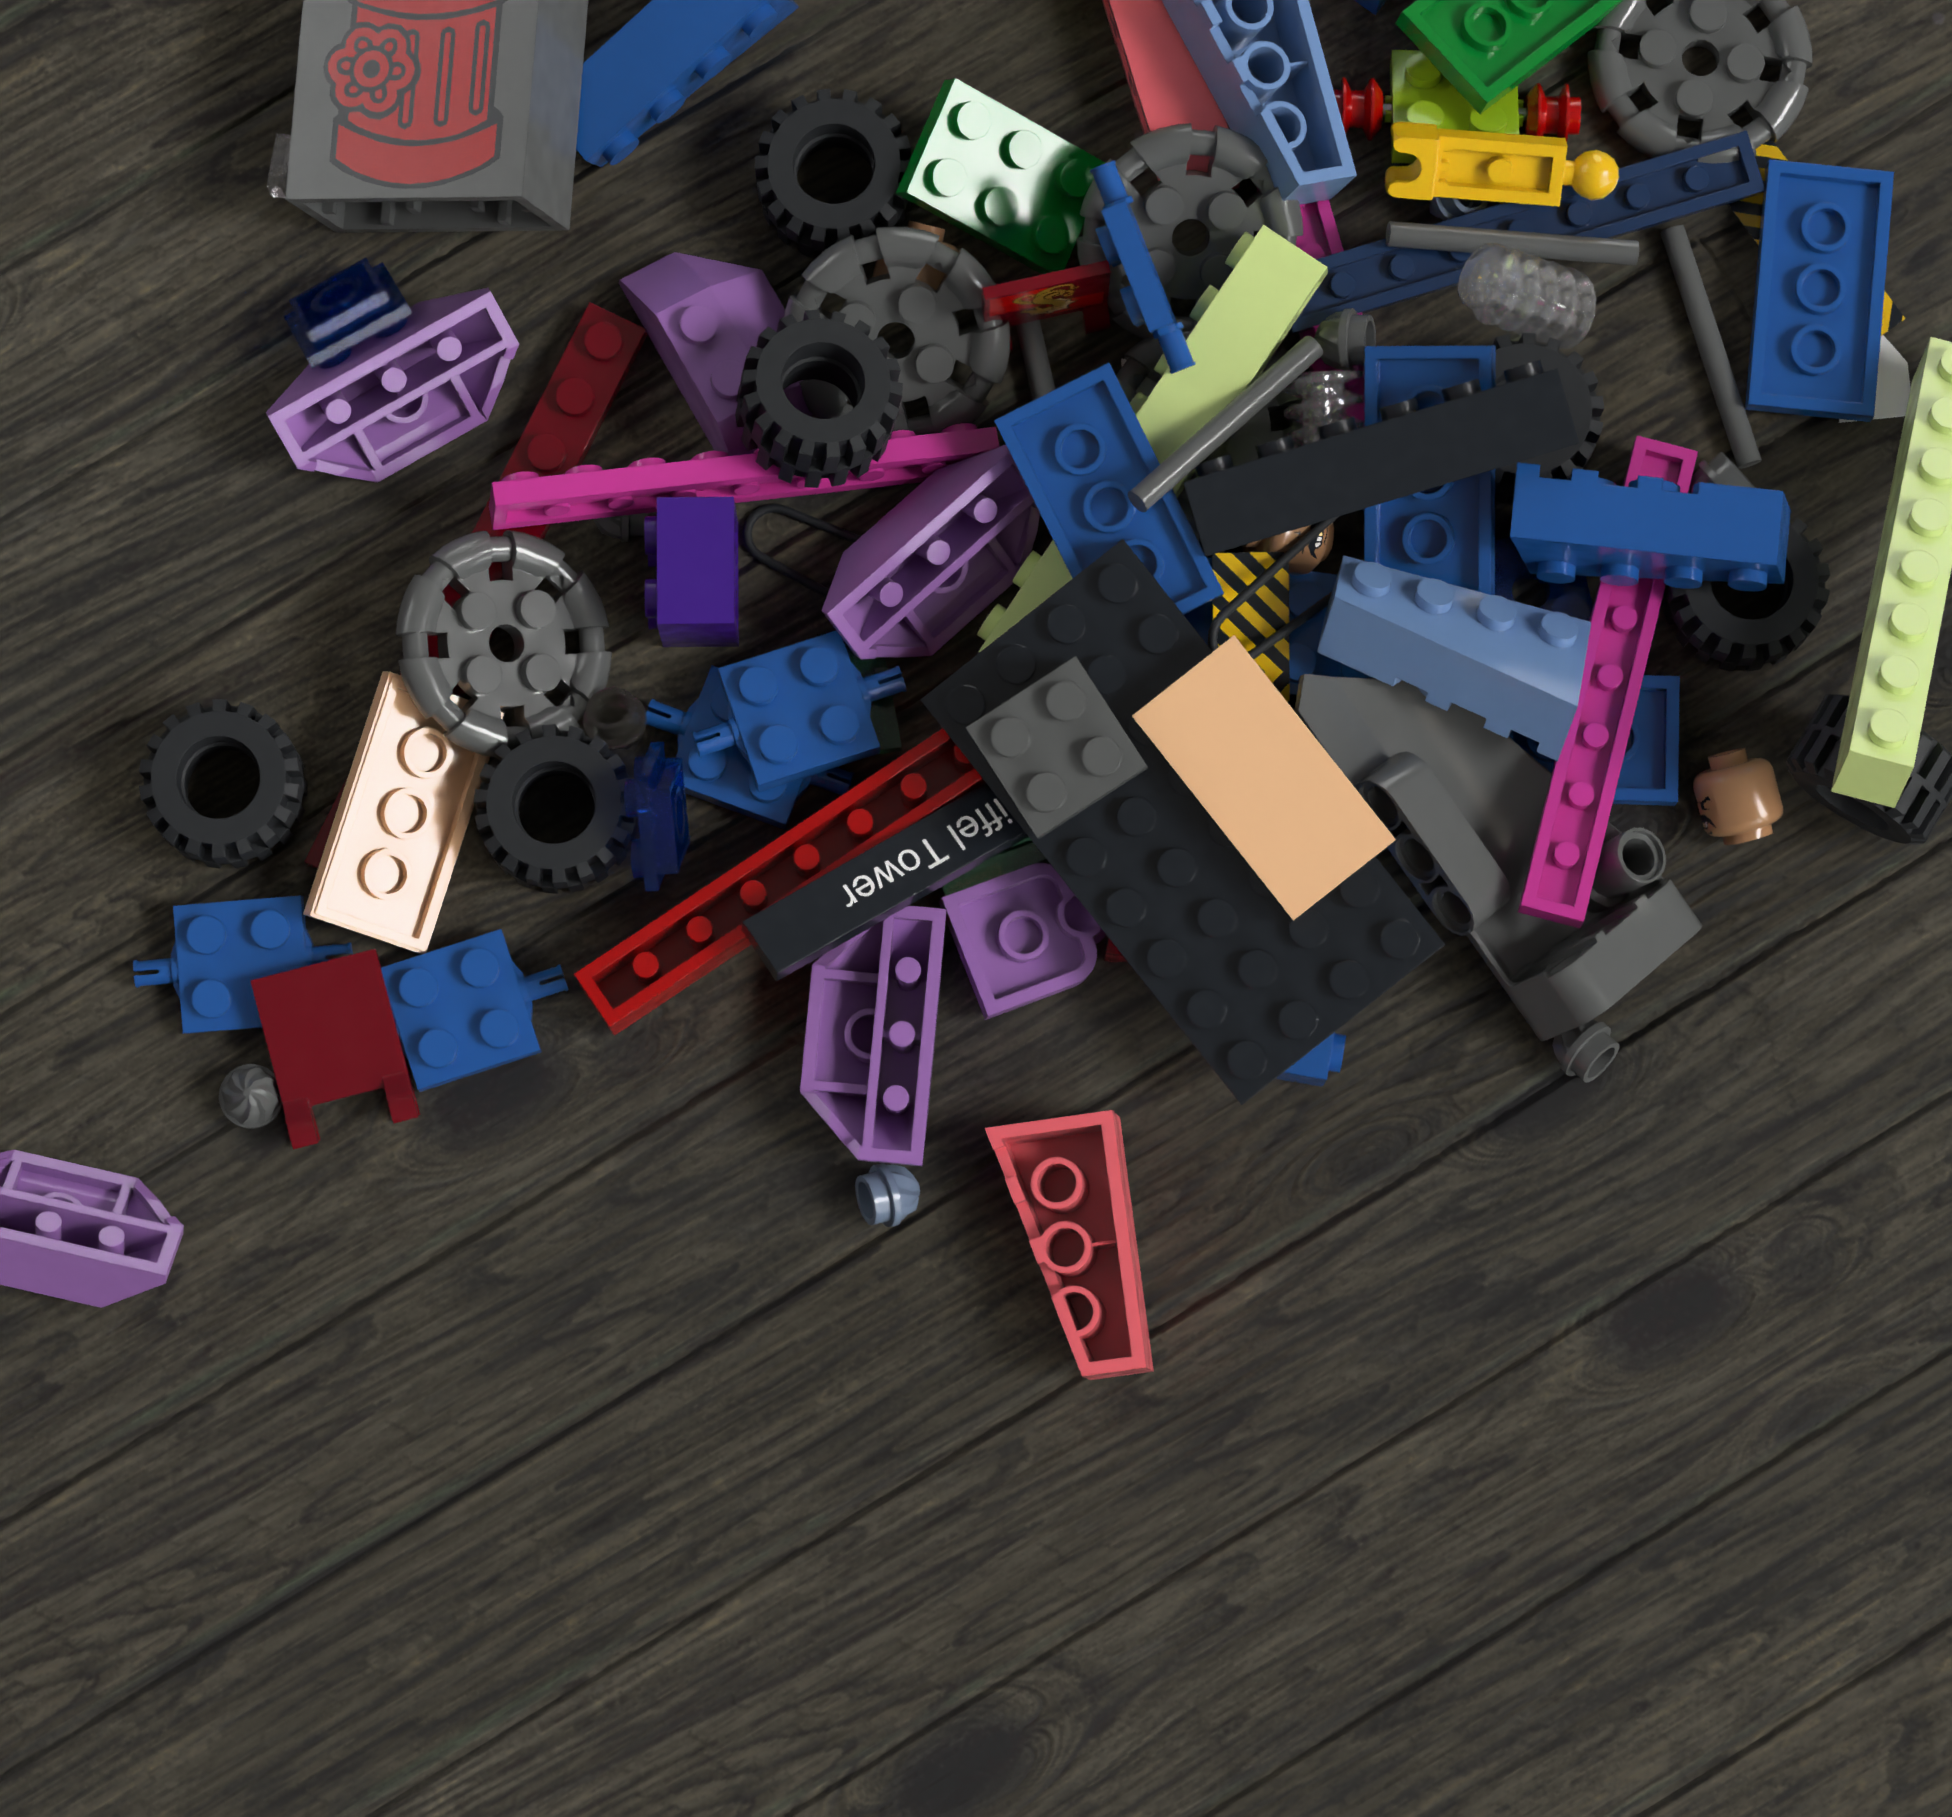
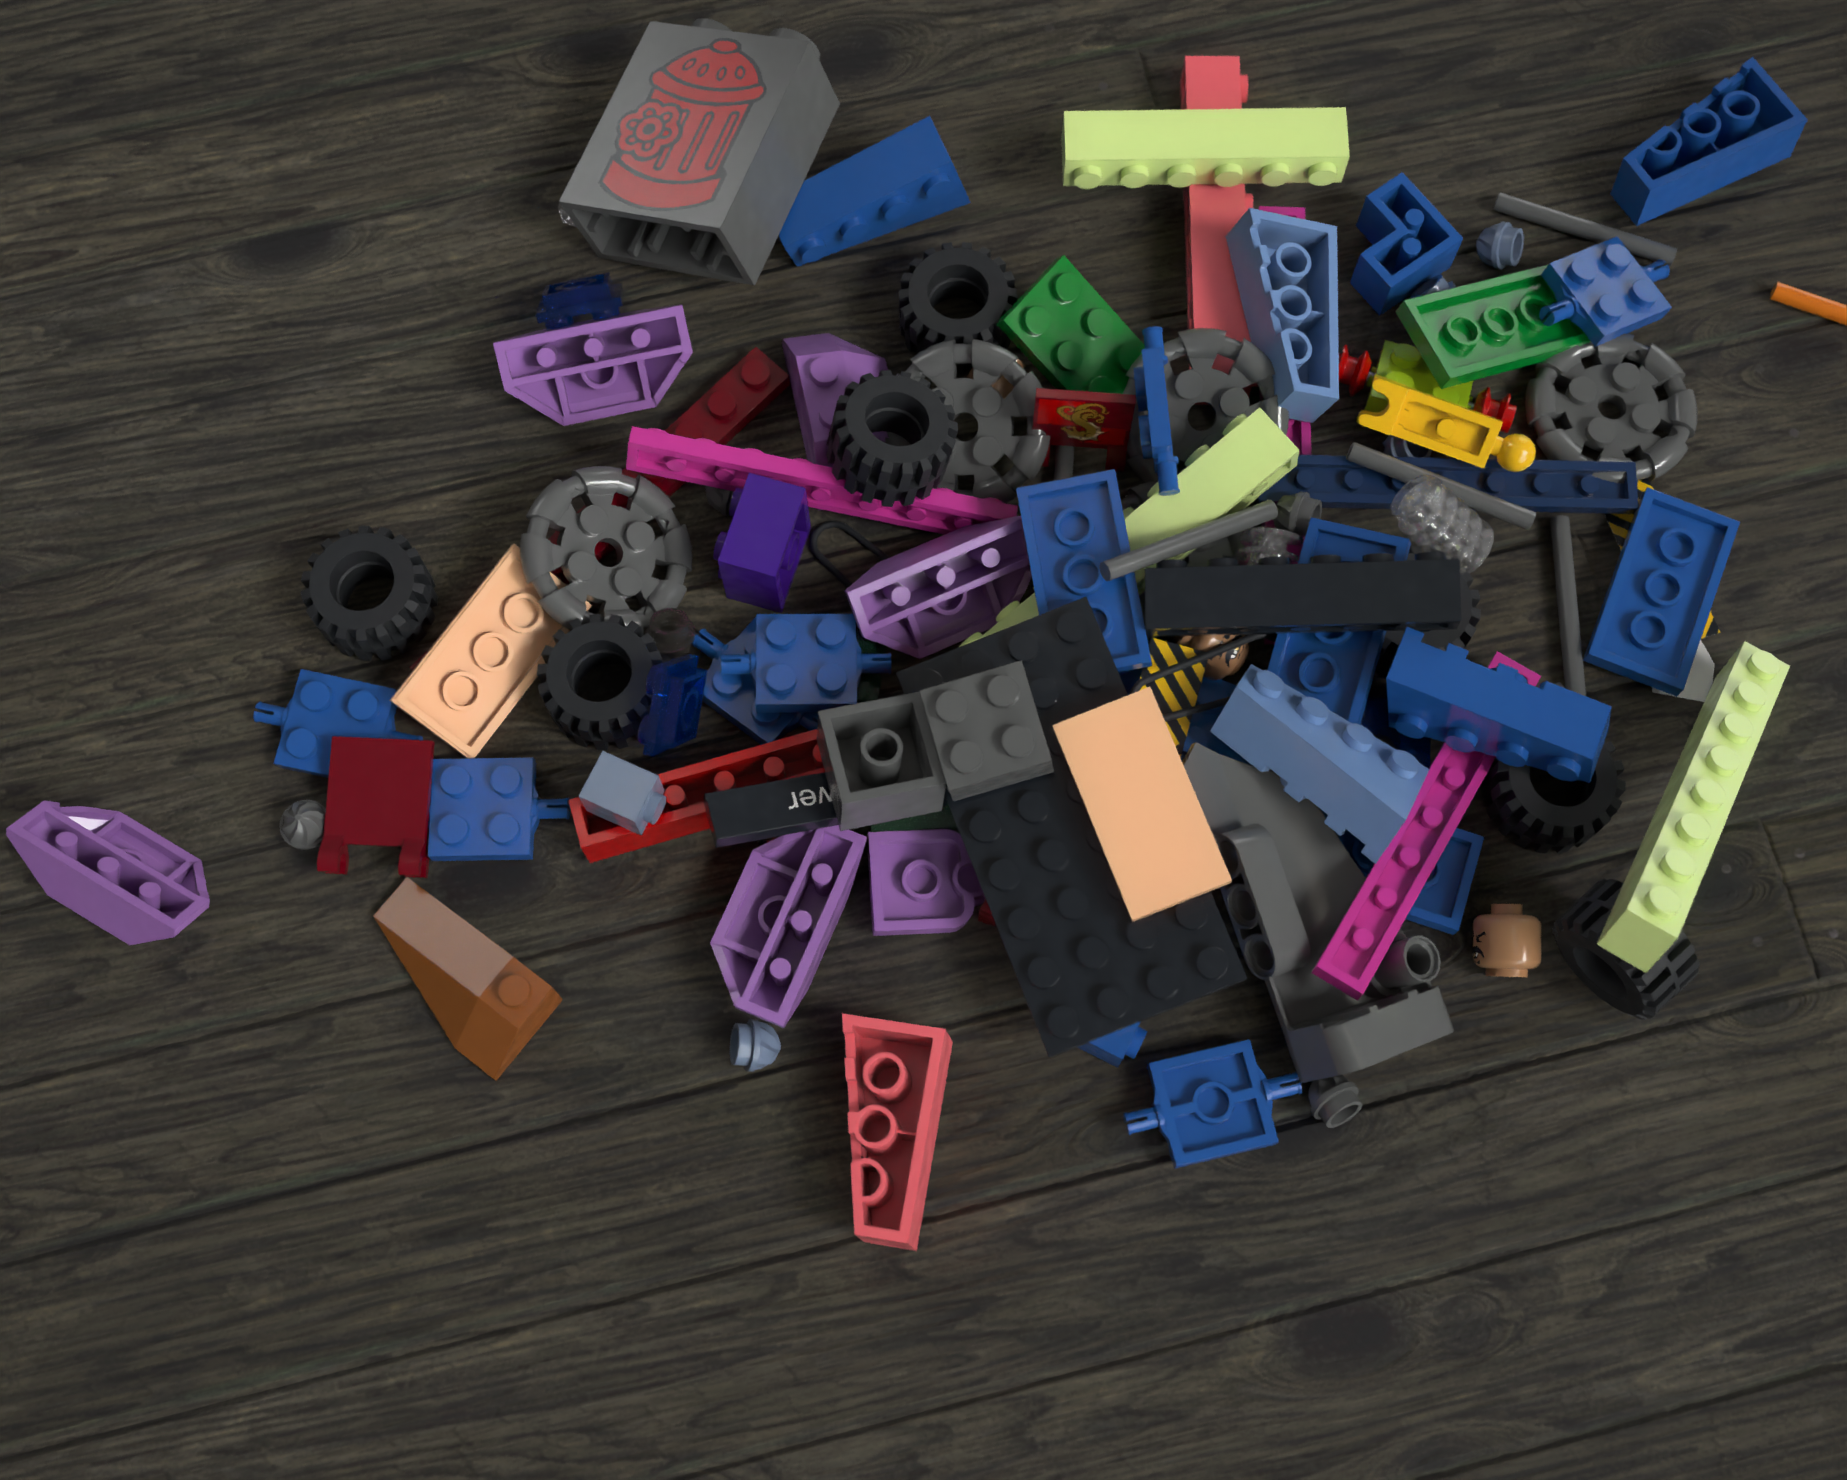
camera: 20 degrees right, 10 degrees down
(523, 1225) = (470, 983): none -> dark orange wedge
(644, 949) = (623, 793): none -> sand blue brick
(940, 819) = (880, 761): none -> dark grey brick
(1445, 1096) = (1212, 1103): none -> blue plate

